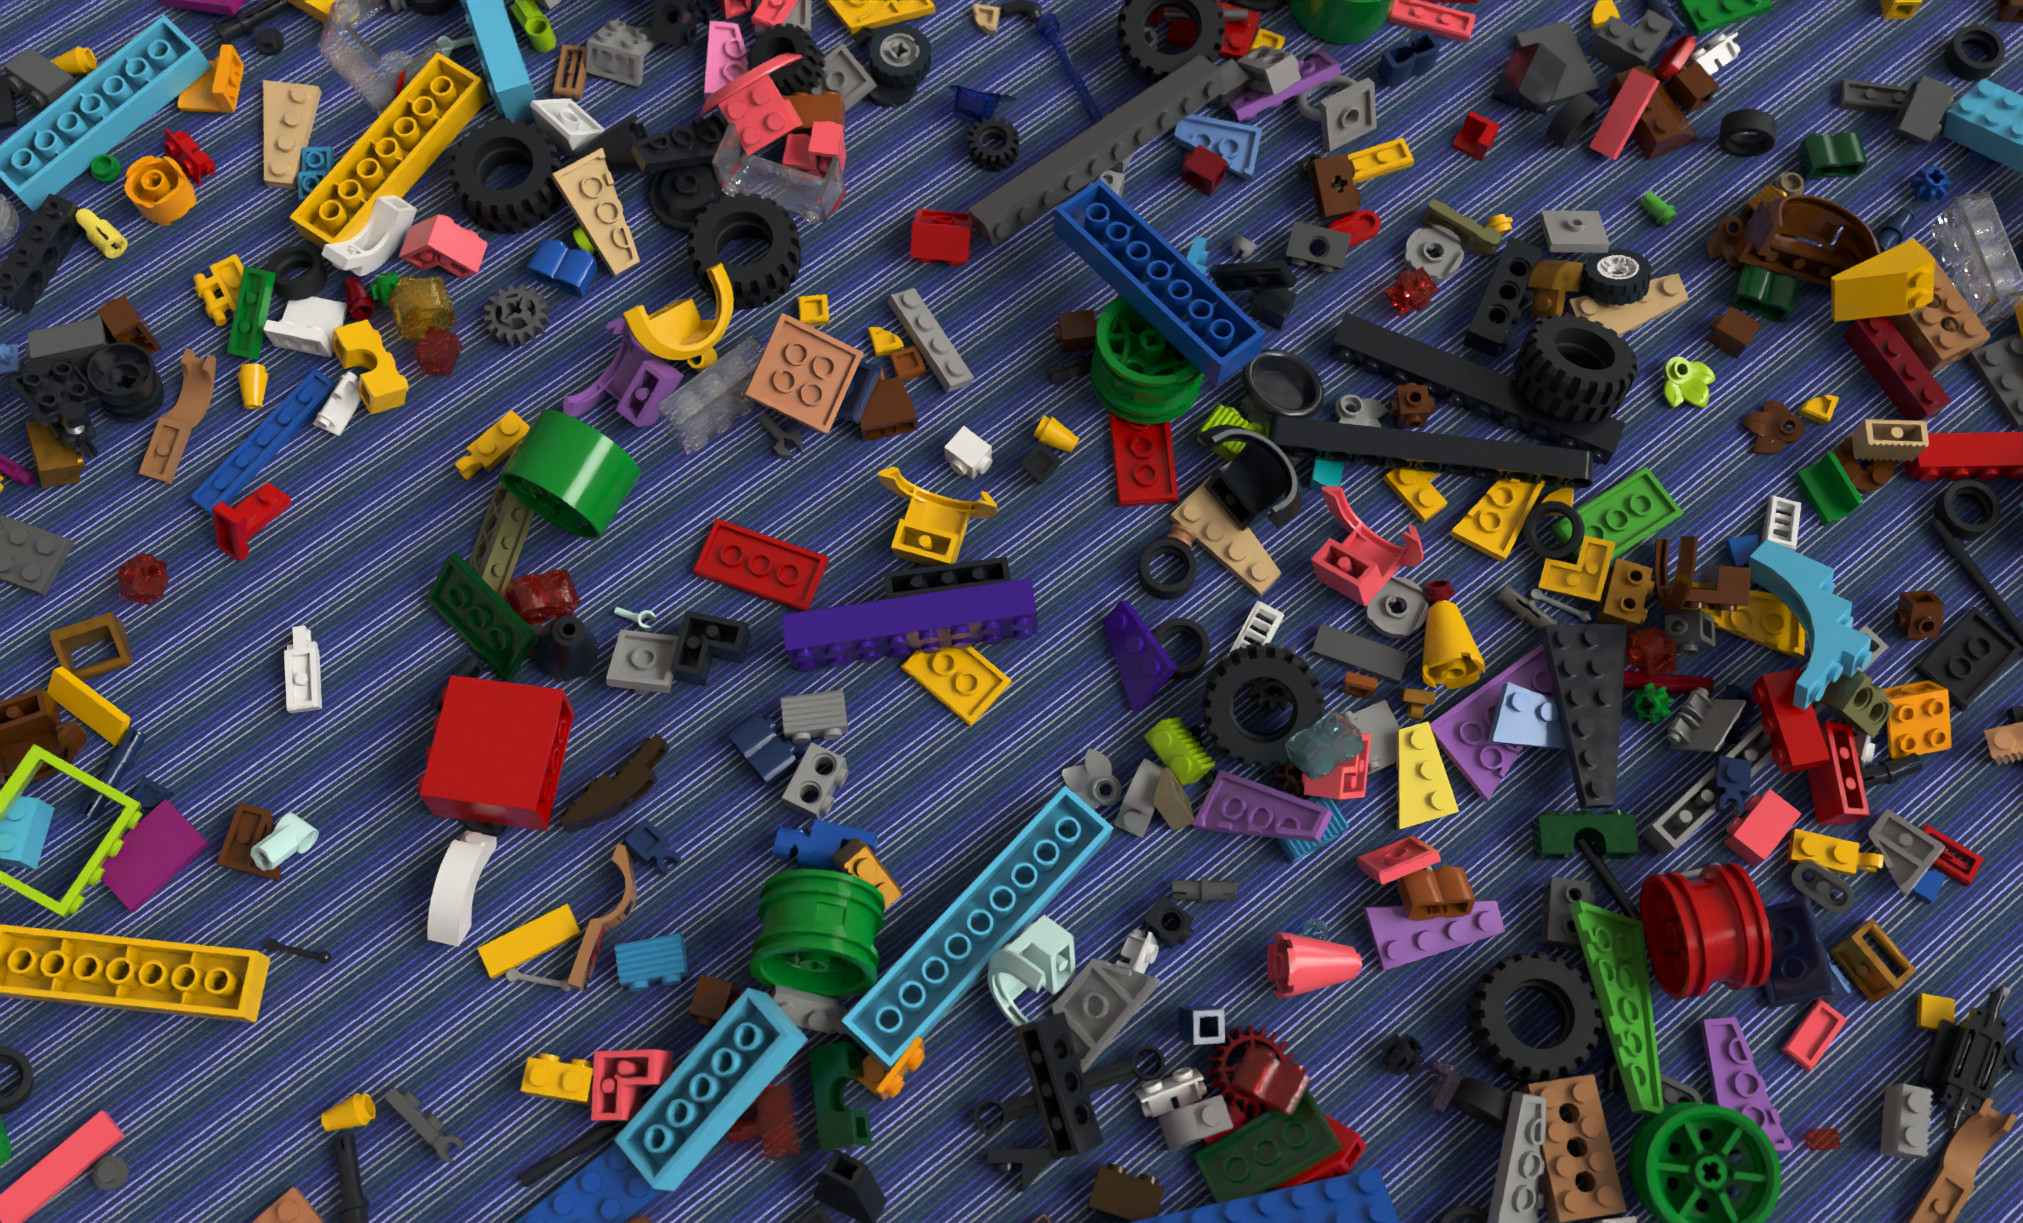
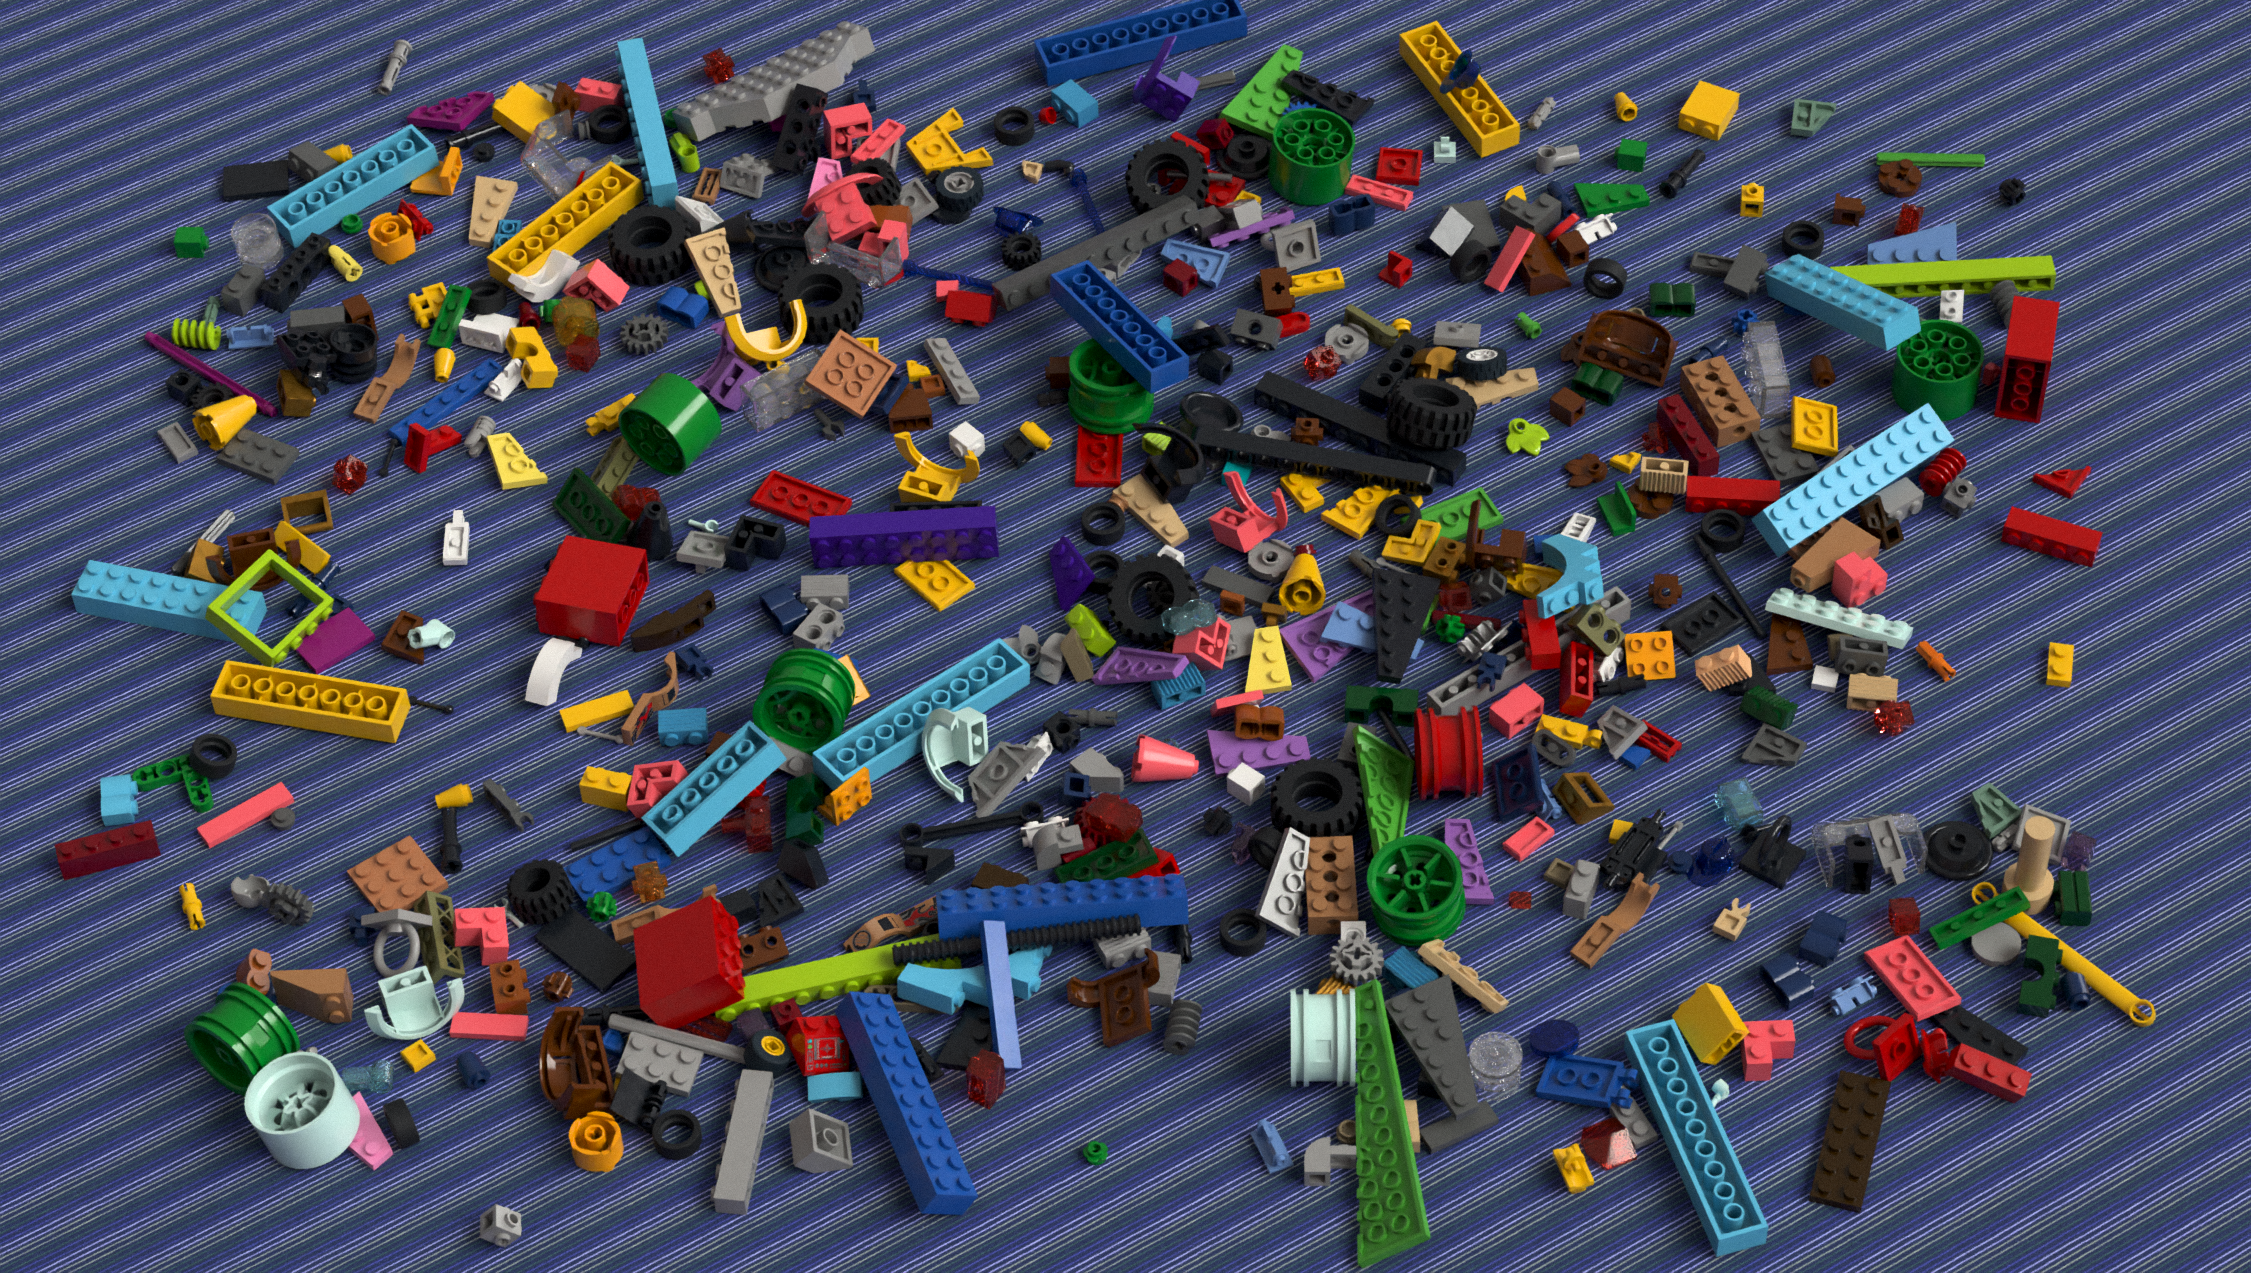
camera: 10 degrees right, 20 degrees down
(191, 563) = (384, 471): none -> black hinge
(314, 497) = (478, 435): none -> light grey hinge
(364, 538) = (511, 463): none -> light yellow wing
(855, 183) = (912, 269): none -> clear blue piece
(903, 210) = (942, 289): none -> coral tile
(1059, 1085) = (962, 808): black brick -> none
(1223, 986) = (1102, 774): none -> light grey slope
(1427, 984) = (1245, 784): none -> white brick
(1855, 370) = (1655, 438): none -> clear red tile
(1866, 1089) = (1559, 873): none -> dark tan tile
(1884, 284) = (1672, 371): yellow slope -> none

